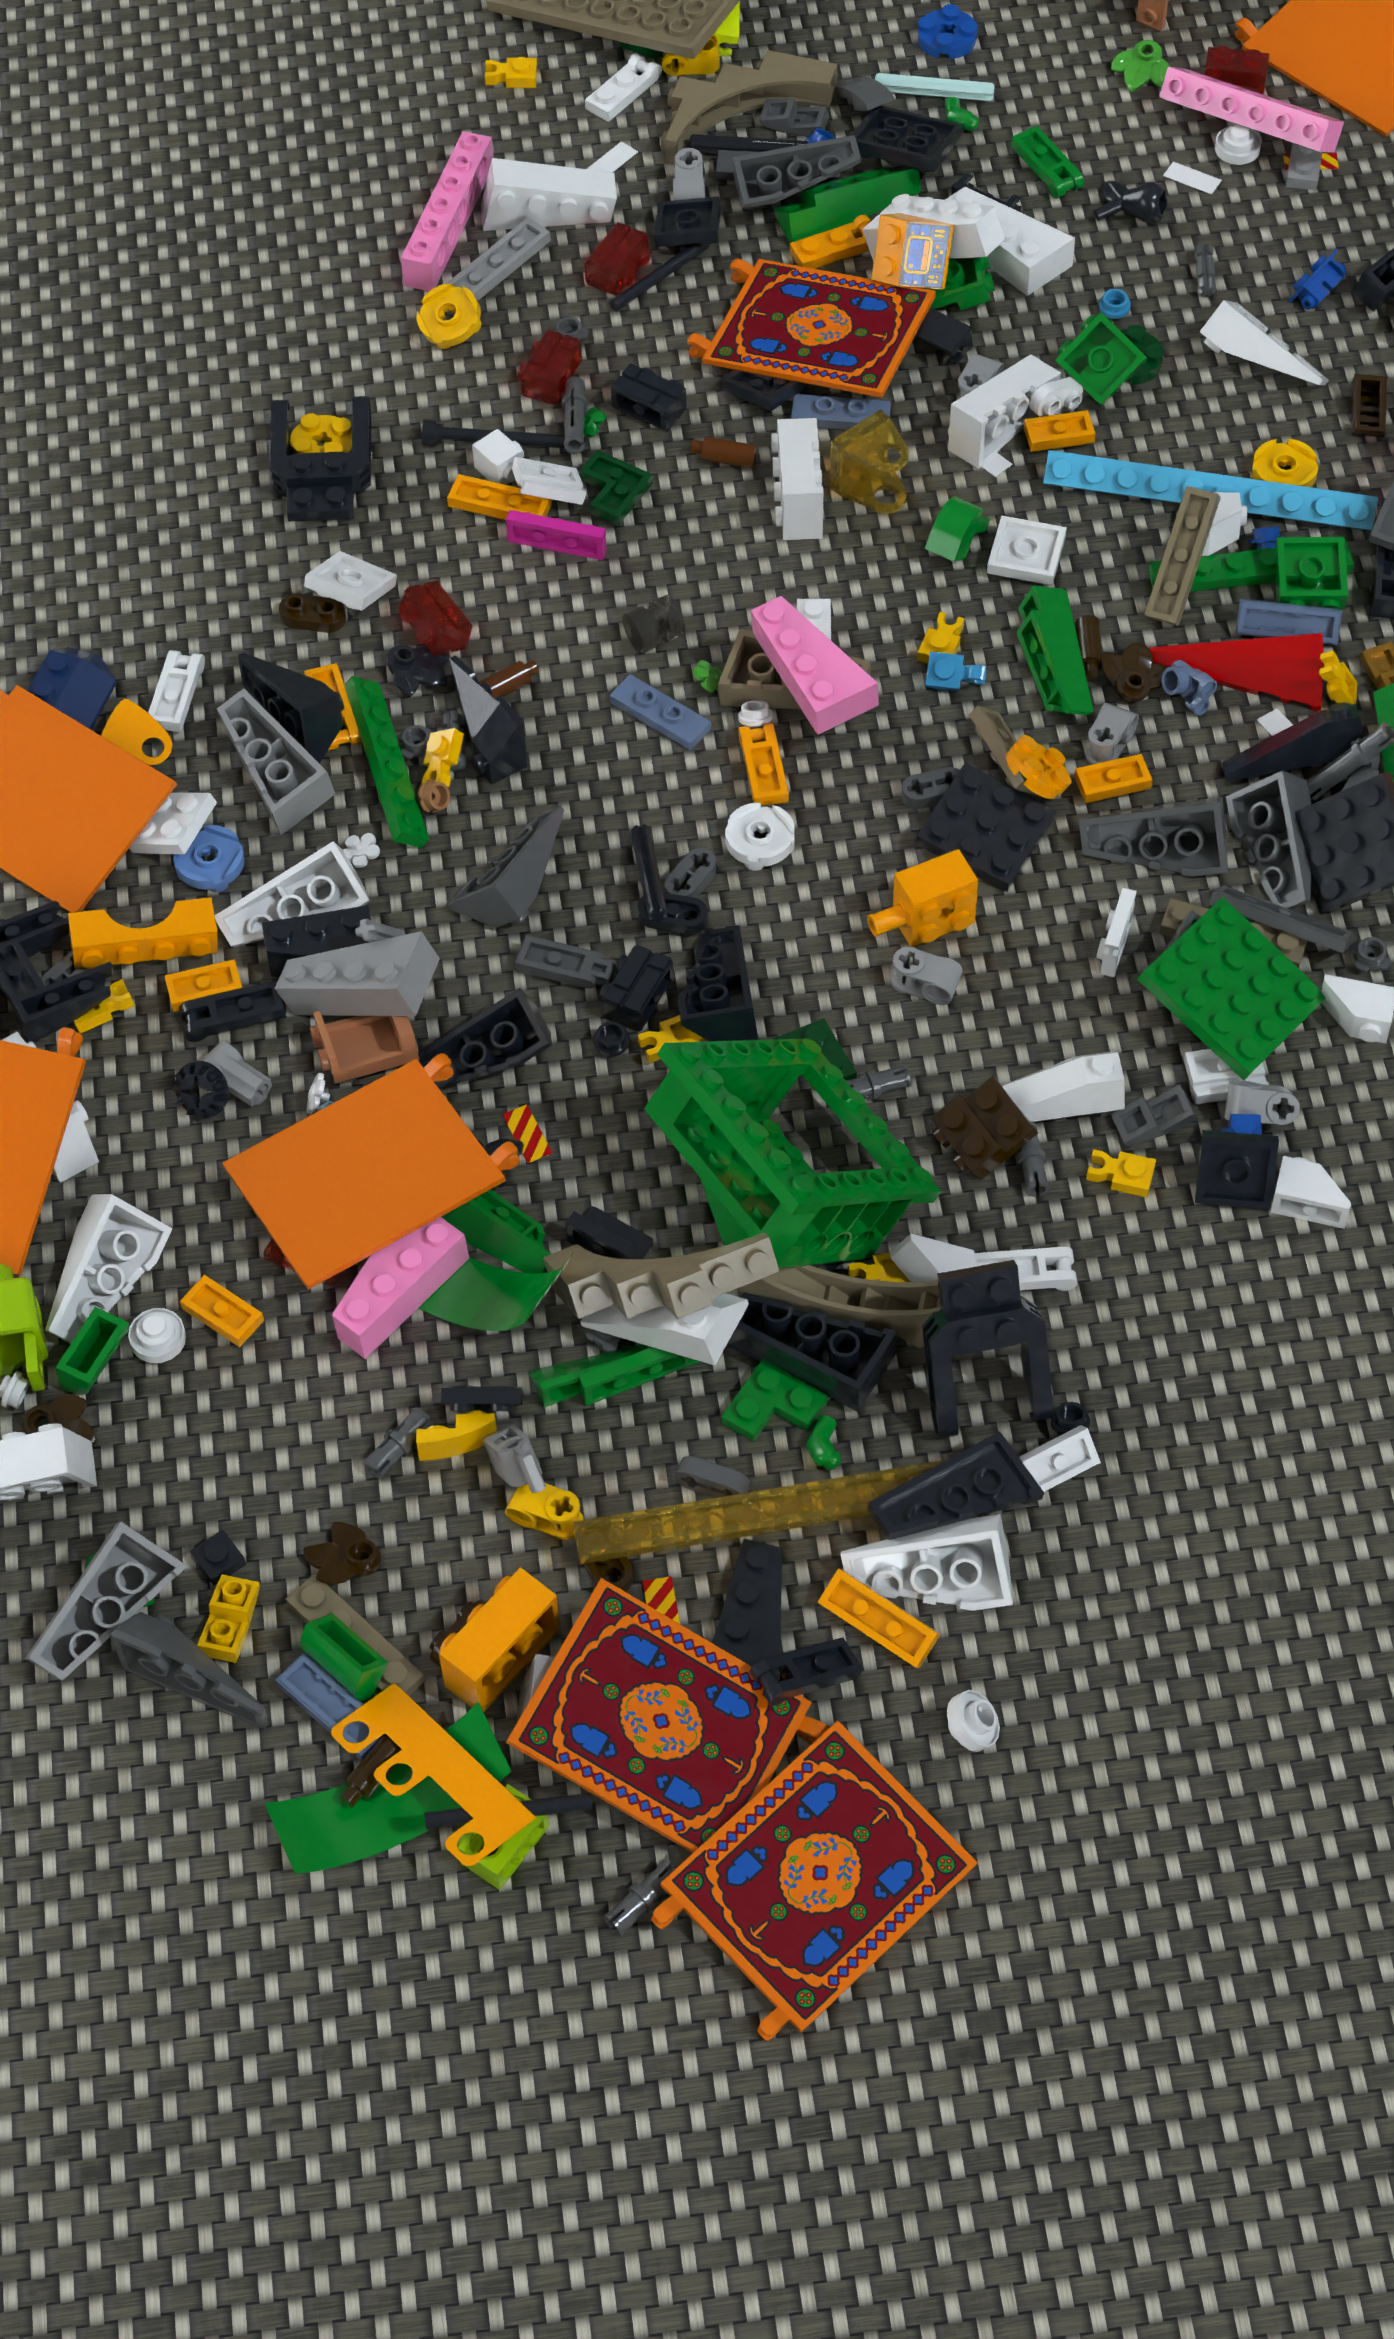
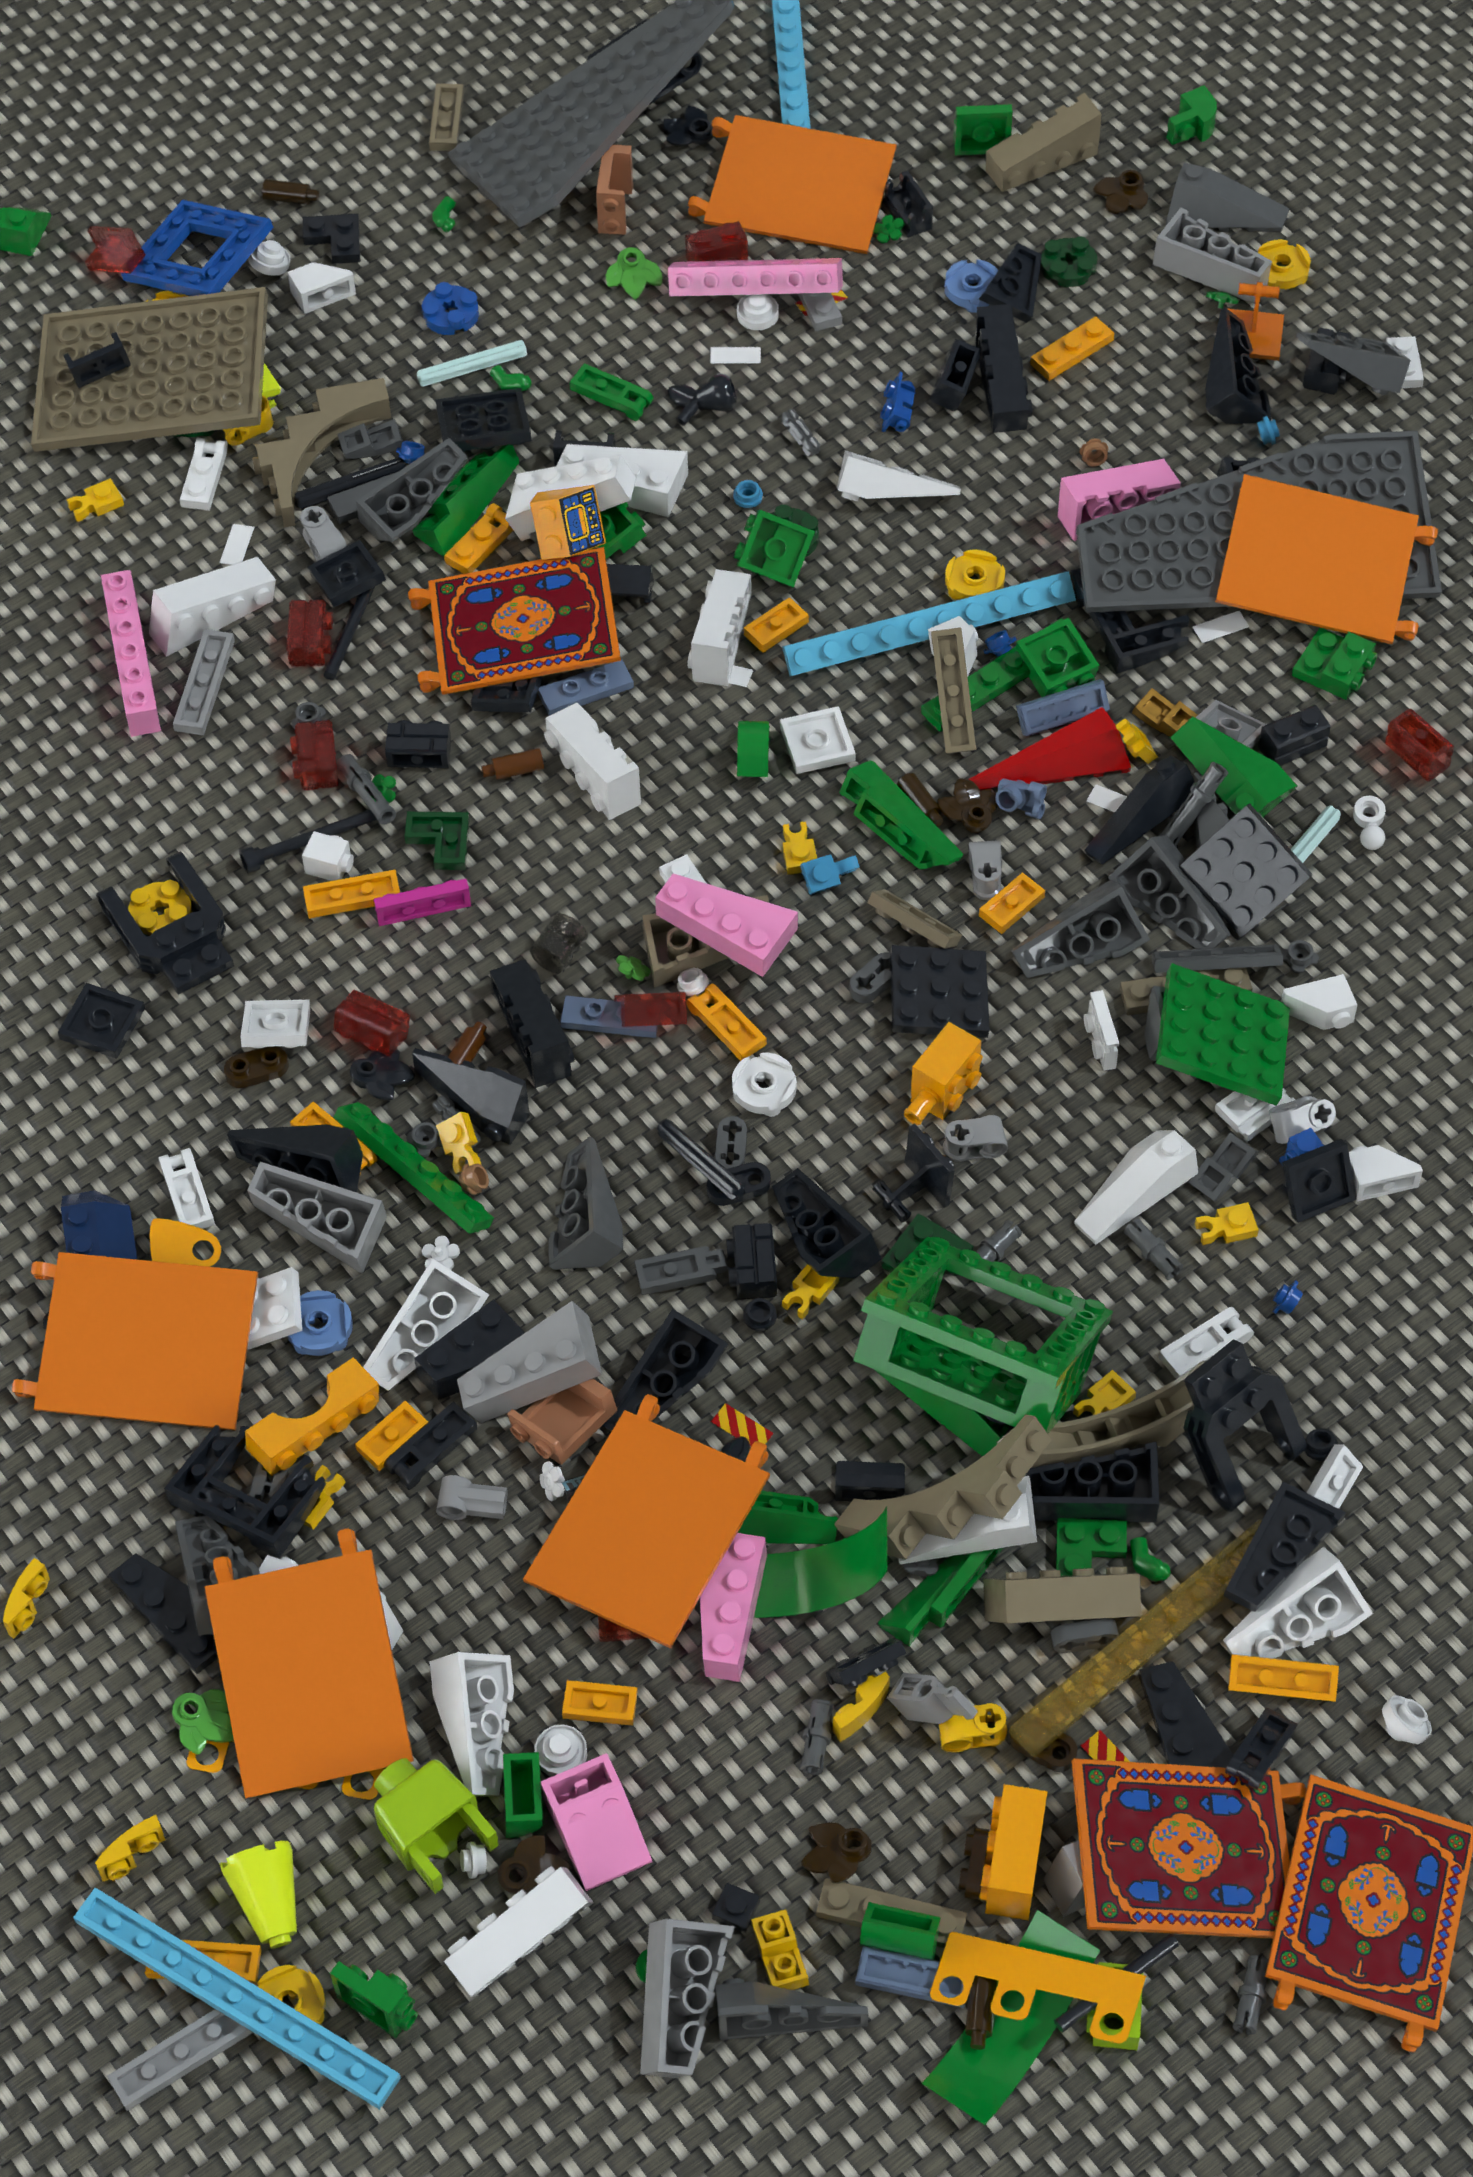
camera: 30 degrees left, 0 degrees up
(140, 1411) = (595, 1822): none -> bright pink slope
(204, 512) = (101, 1020): none -> black plate
(210, 1079) = (462, 1513): black gear -> none
(375, 931) = (526, 1319): light grey axle -> none
(457, 329) = (201, 764): yellow plate -> none
(548, 480) = (386, 857): white plate -> none
(579, 683) = (532, 1022): none -> black wedge
(697, 719) = (652, 1009): none -> clear red panel
(712, 1432) = (1062, 1597): none -> dark tan wedge
(854, 987) = (930, 1171): none -> black plate
(861, 463) = (642, 728): clear yellow hose -> none
(864, 92) = (421, 392): dark grey slope -> none
(924, 1258) = (1144, 1372): white slope -> none
(977, 372) = (682, 610): light grey piece -> none
(983, 1128) = (1105, 1242): dark brown plate -> none
(1039, 766) = (953, 920): light orange plate -> none
(1056, 397) = (758, 597): white plate -> none
(1132, 1266) = (1287, 1298): none -> blue plate
(1368, 385) = (1004, 475): dark brown slope -> none

